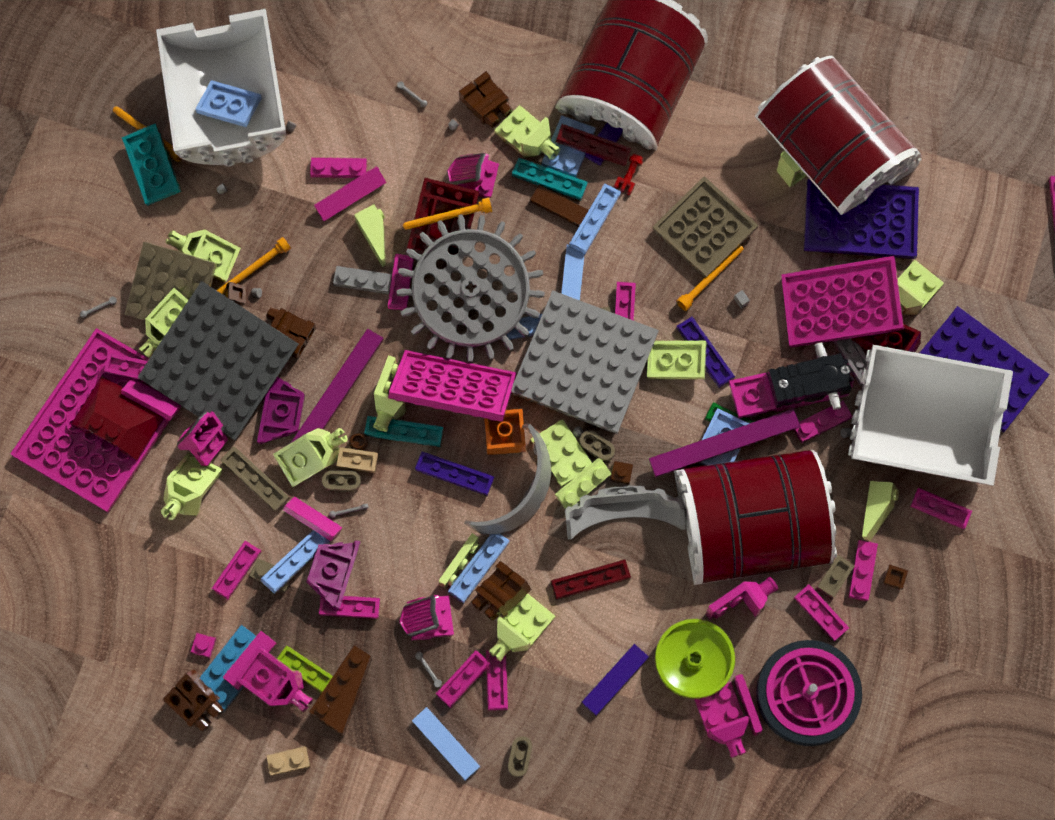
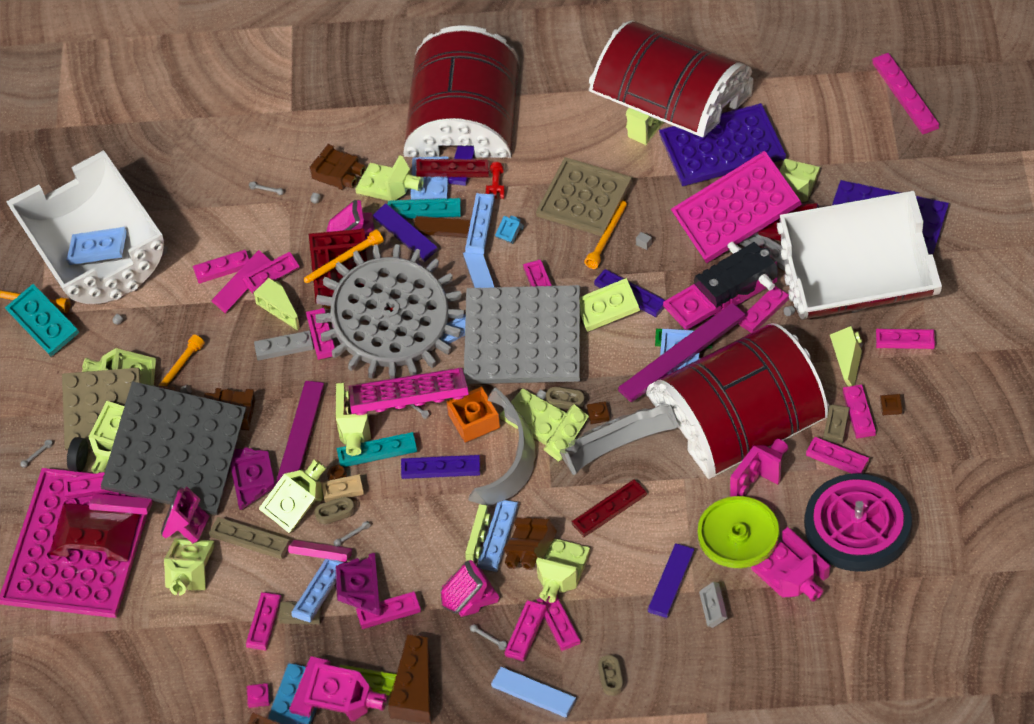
camera: 15 degrees left, 20 degrees down
(131, 328) = (77, 454): none -> black tyre
(379, 195) = (273, 270): none -> dark pink plate
(521, 200) = (405, 232): none -> dark purple tile
(620, 235) = (509, 229): none -> dark azure bracket
(641, 723) = (713, 604): none -> light grey plate

